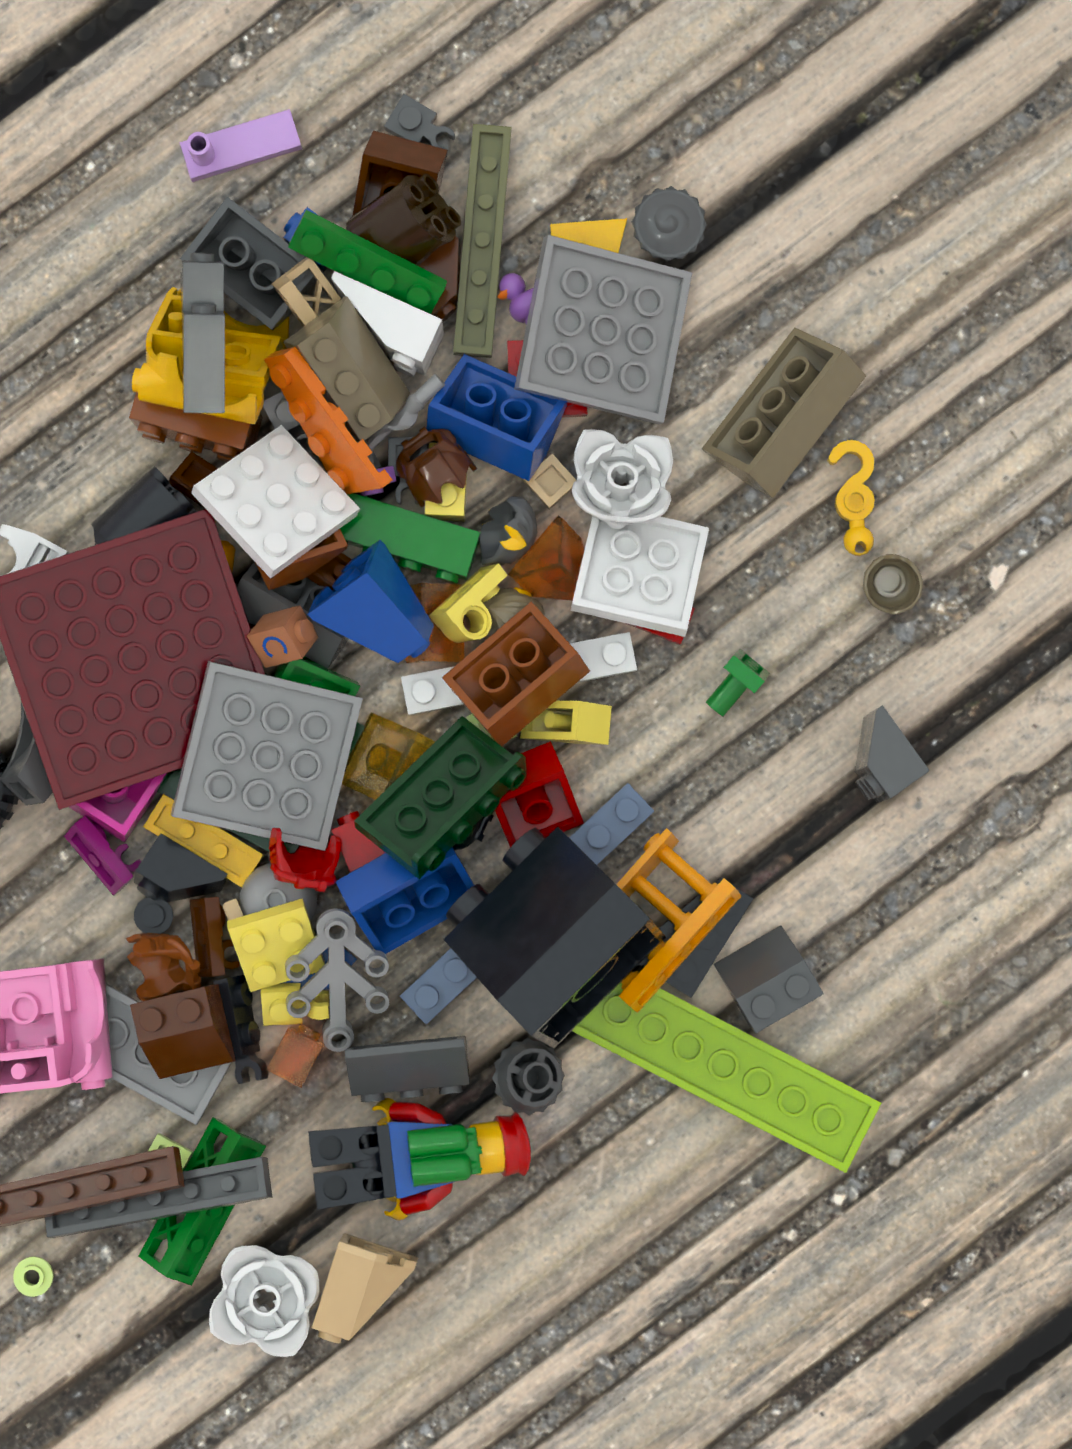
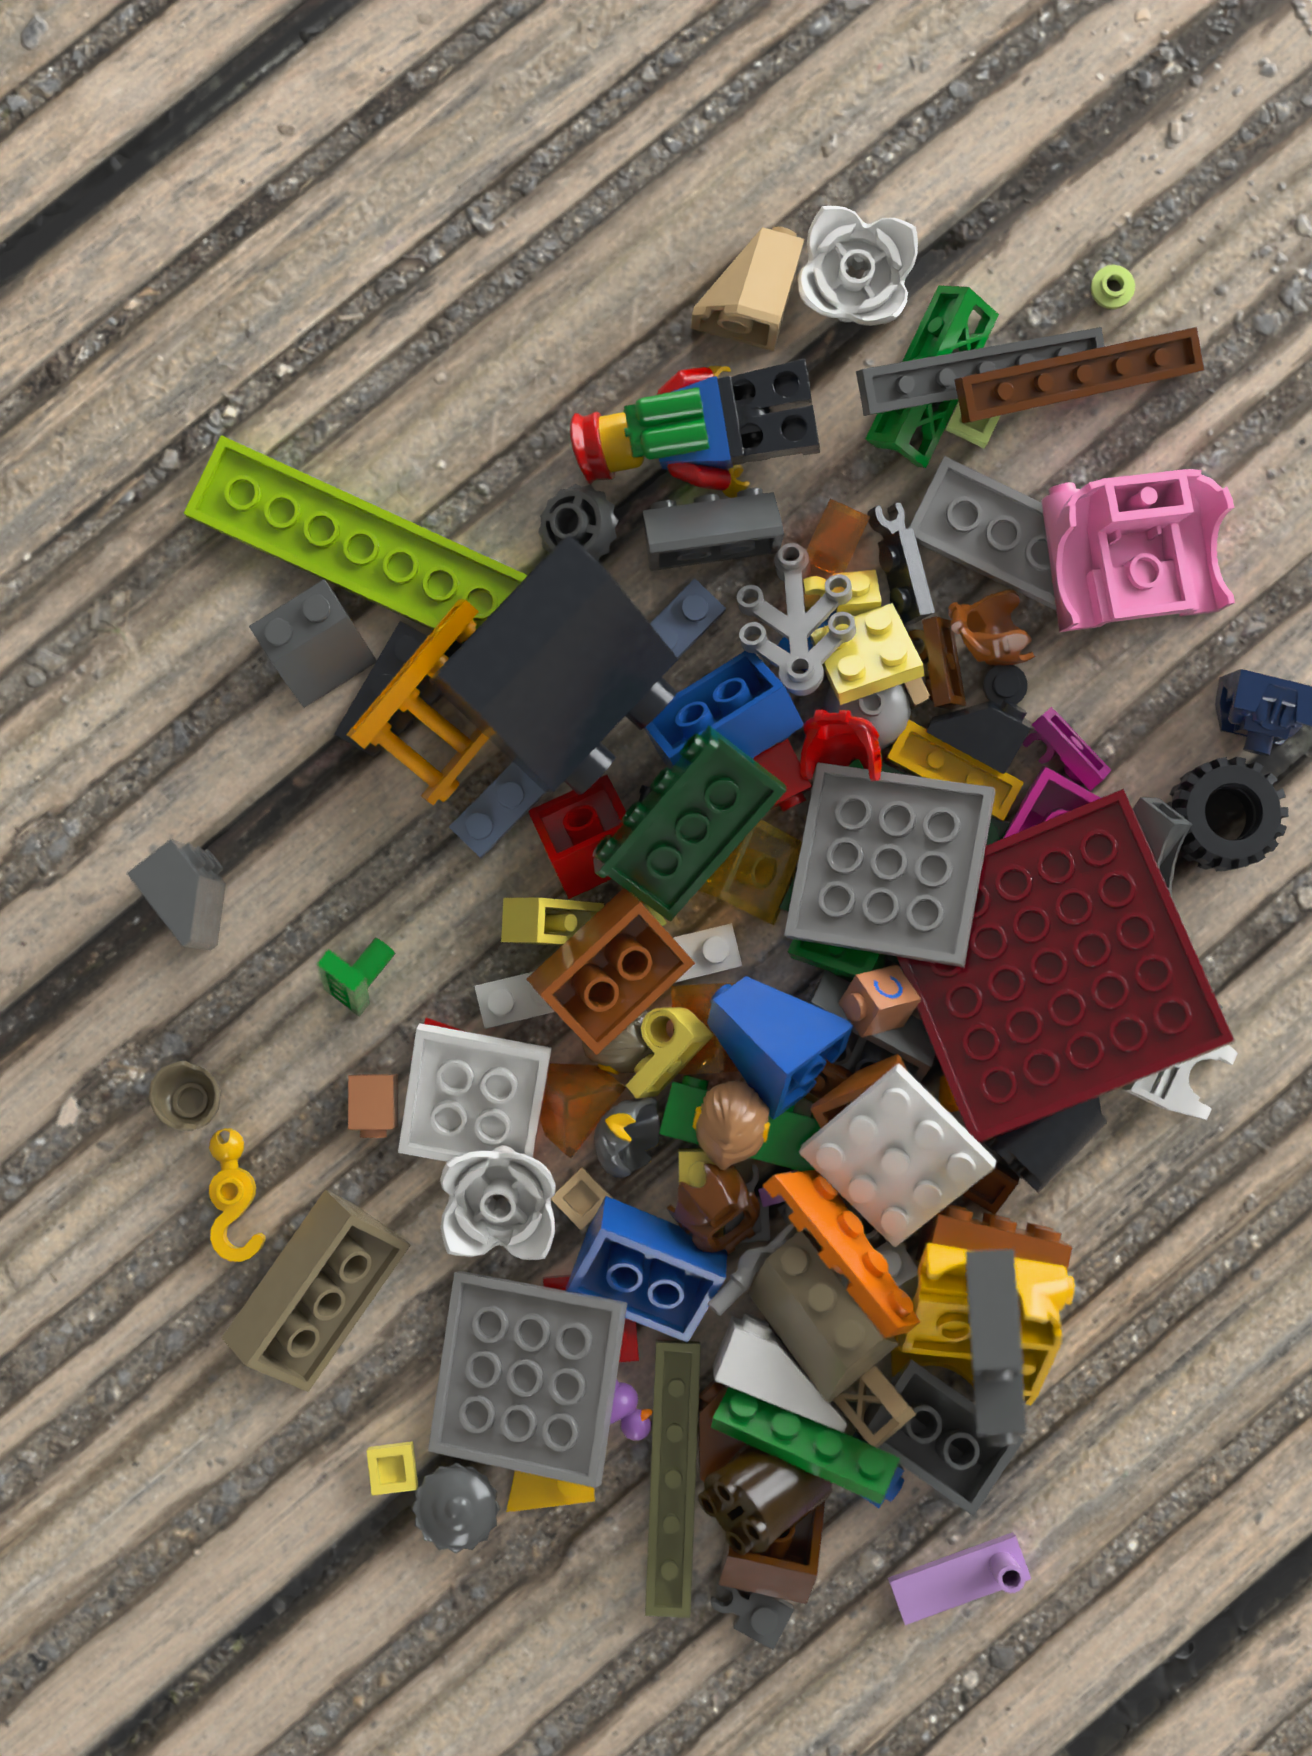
camera: 175 degrees right, 0 degrees up
(184, 1031) = (965, 554): reddish brown slope -> none
(416, 537) = (731, 1123): none -> medium nougat hair
(723, 259) = (392, 1468): none -> light yellow plate
(729, 570) = (372, 1104): none -> nougat brick

